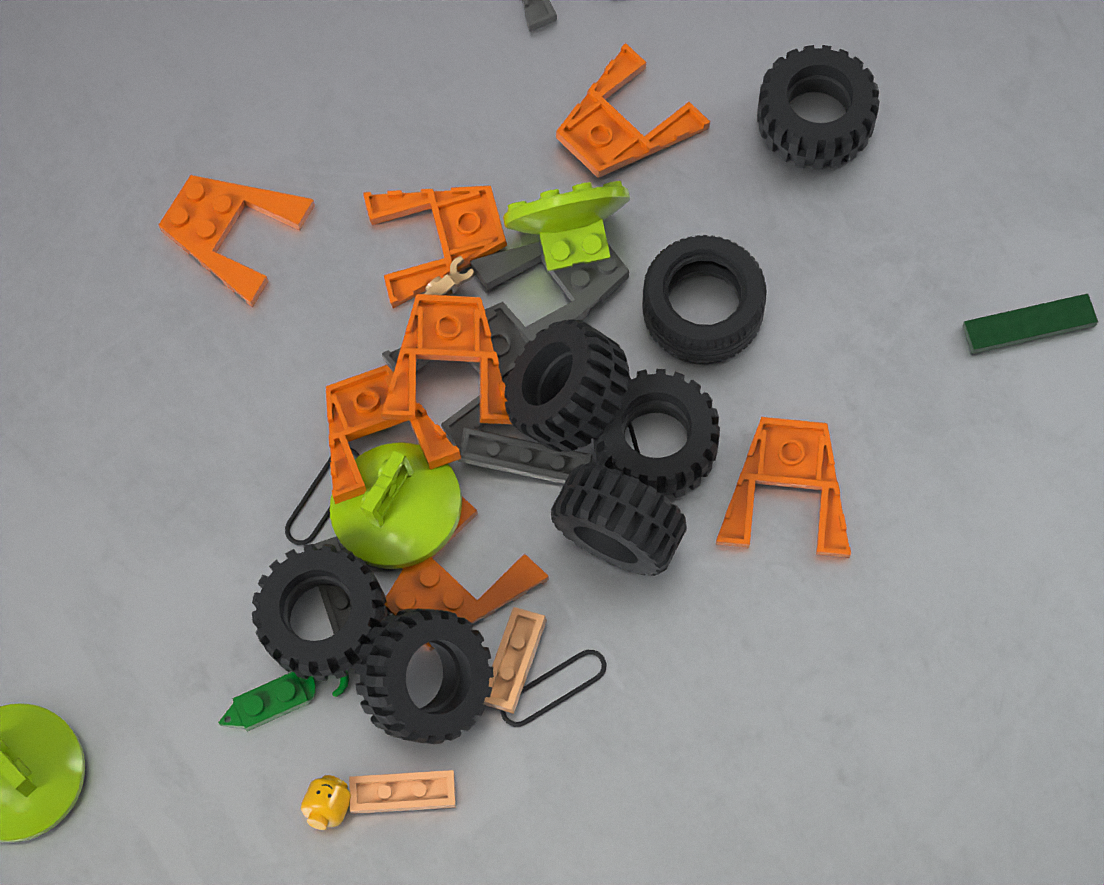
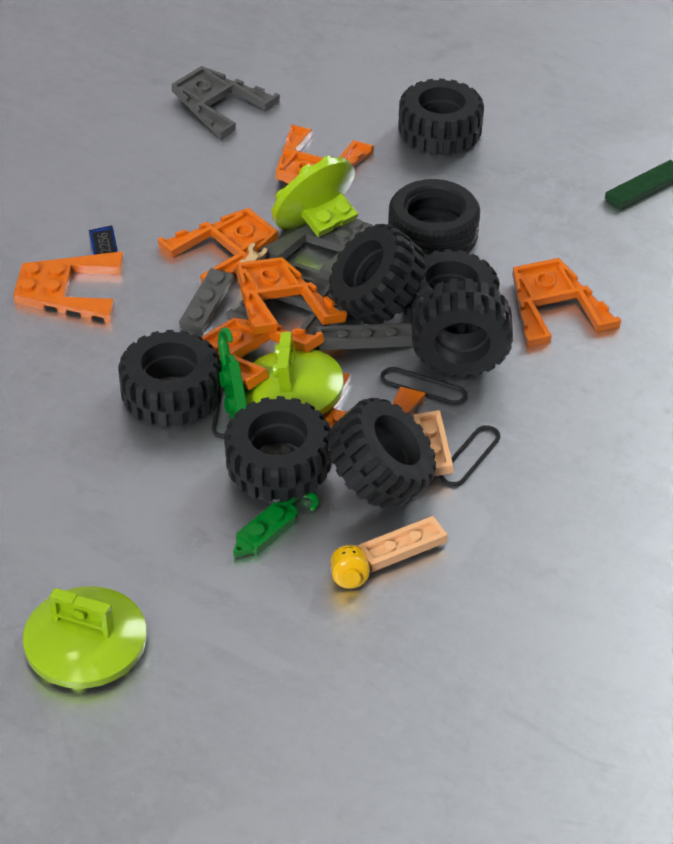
camera: 30 degrees left, 25 degrees down
(249, 405) = (170, 400): none -> black tyre
(296, 176) = (102, 240): none -> slope
(318, 482) = (230, 375): none -> green plate
(370, 323) = (206, 301): none -> dark grey plate
(548, 566) = (428, 379): none -> black piece

